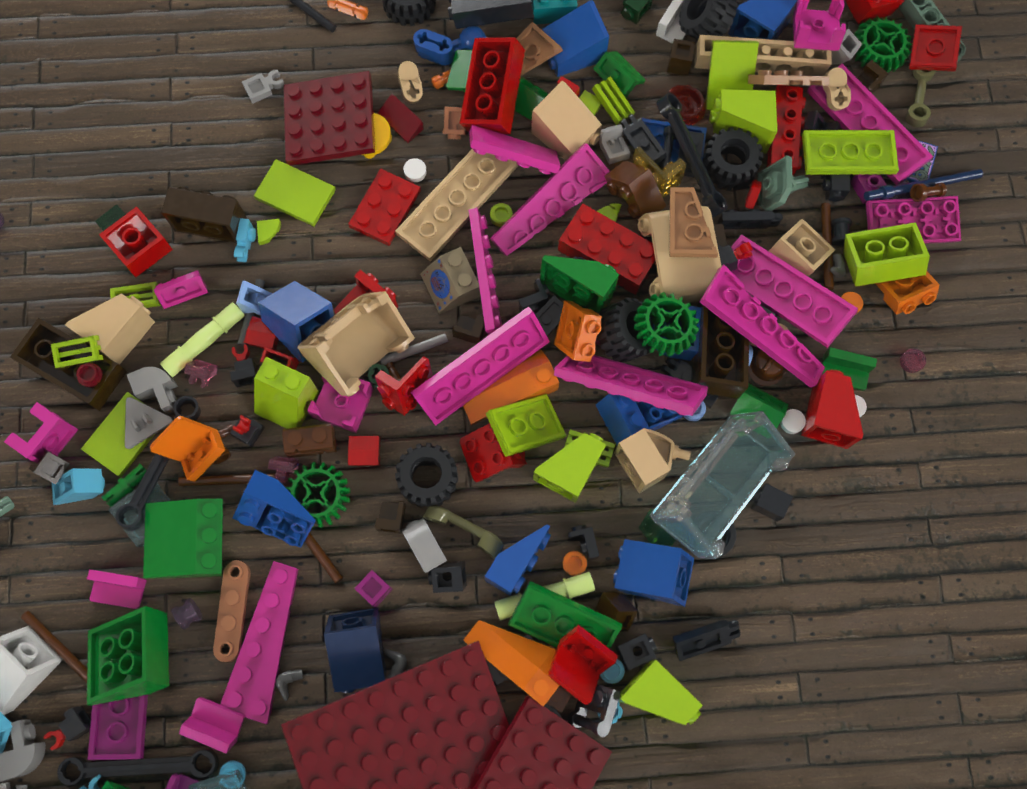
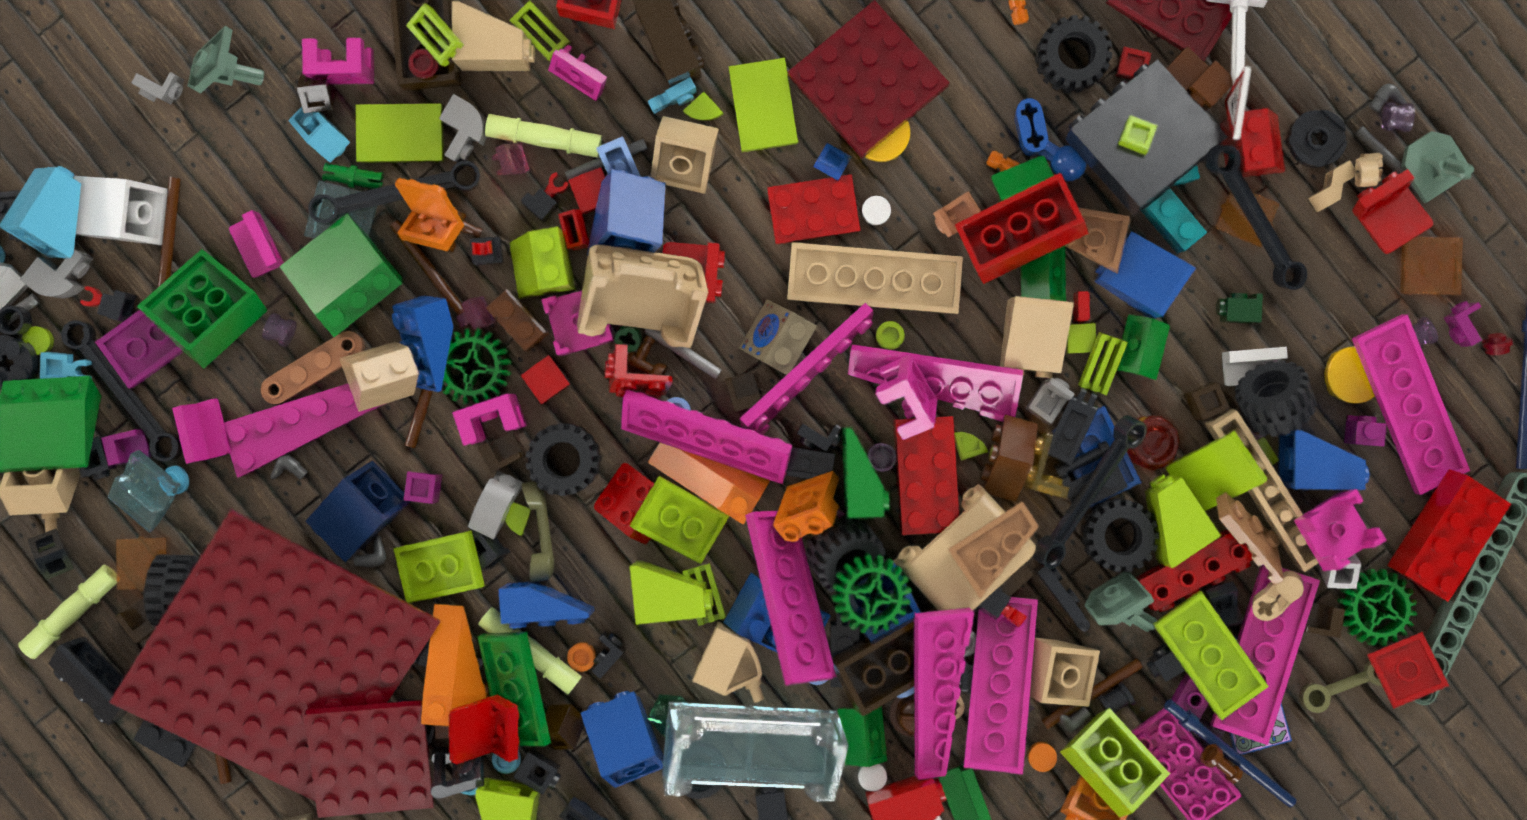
camera: 55 degrees right, 15 degrees up
(142, 422) = (422, 143): light grey piece -> none
(274, 557) = (380, 375): none -> tan slope
(286, 258) = (684, 154): none -> tan slope
(353, 502) = (469, 421): none -> dark pink panel
(363, 173) = (832, 161): none -> blue tile
(401, 119) = (922, 152): dark red slope -> none
(413, 92) = (962, 142): tan piece -> none
(438, 617) = (439, 567): none -> lime tile
(445, 538) = (518, 518): none -> lime tile
(514, 149) = (963, 303): dark pink tile -> none
(536, 213) = (918, 395): none -> dark pink panel
(753, 194) = (1093, 582): red tile -> none

